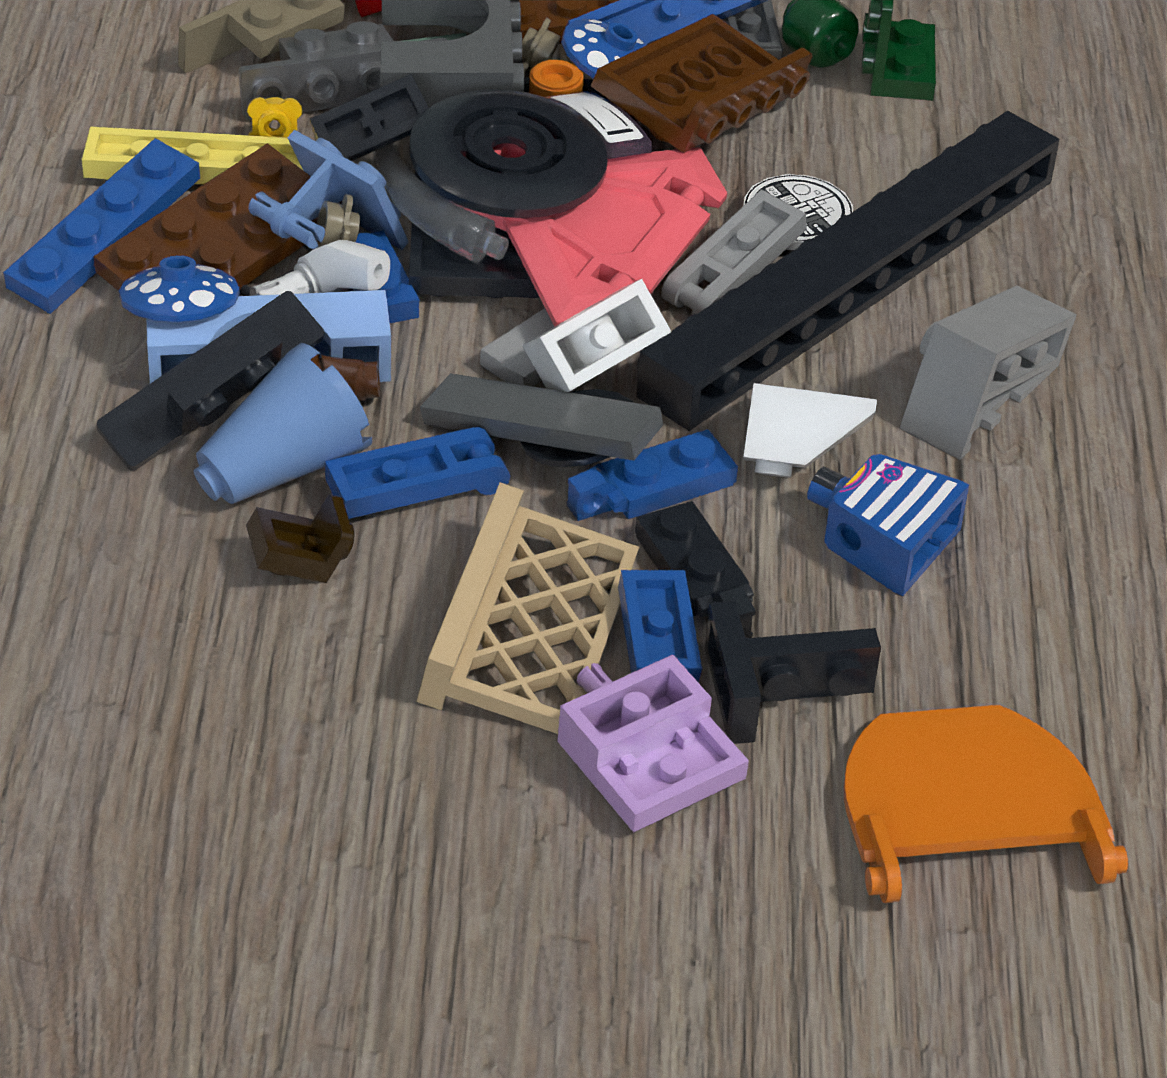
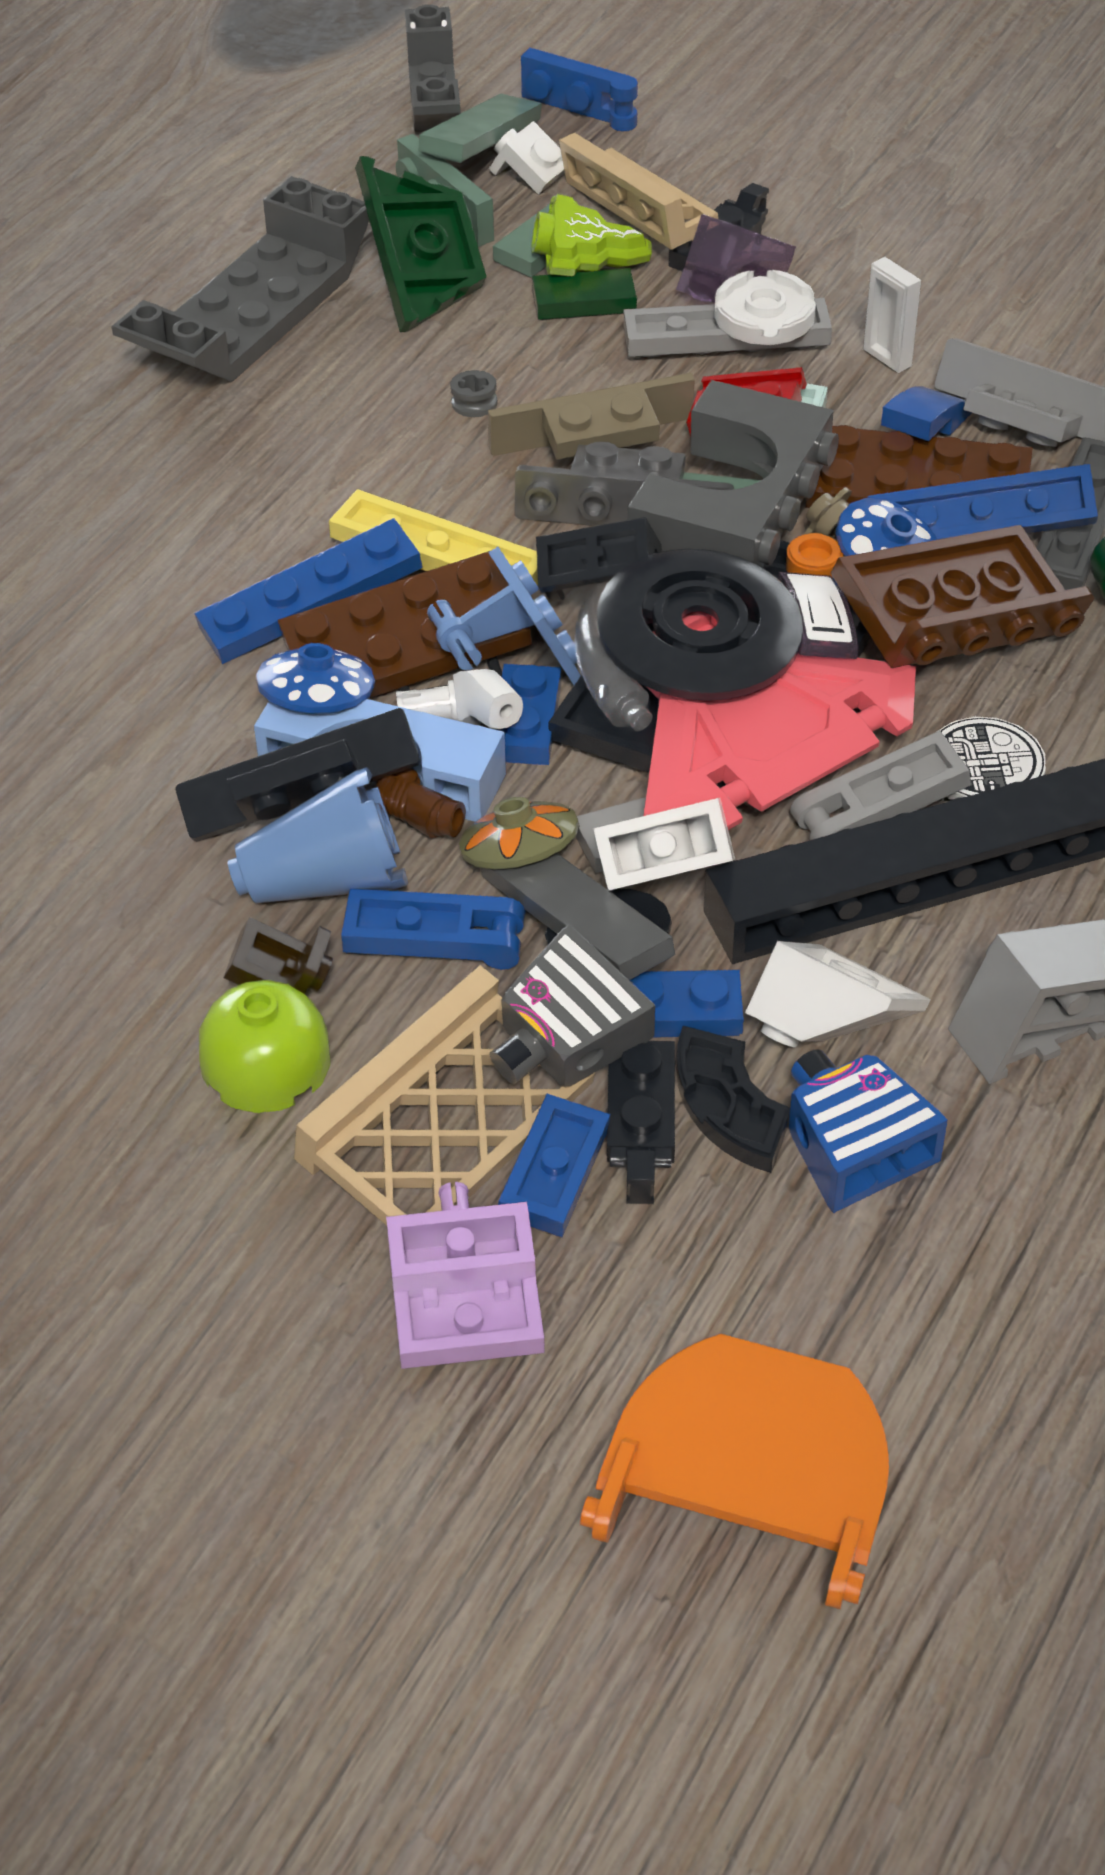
camera: 30 degrees right, 5 degrees up
(135, 22) = (473, 393): none -> dark grey bush
(266, 110) = (533, 516): yellow plate -> none
(331, 615) = (263, 1046): none -> lime cylinder
(338, 221) = (503, 651): dark tan plate -> none
(442, 375) = (518, 834): none -> olive dish
(607, 496) = (570, 1014): none -> dark grey torso
(763, 537) = (725, 1100): none -> black tile
(782, 667) = (642, 1251): black bracket -> none

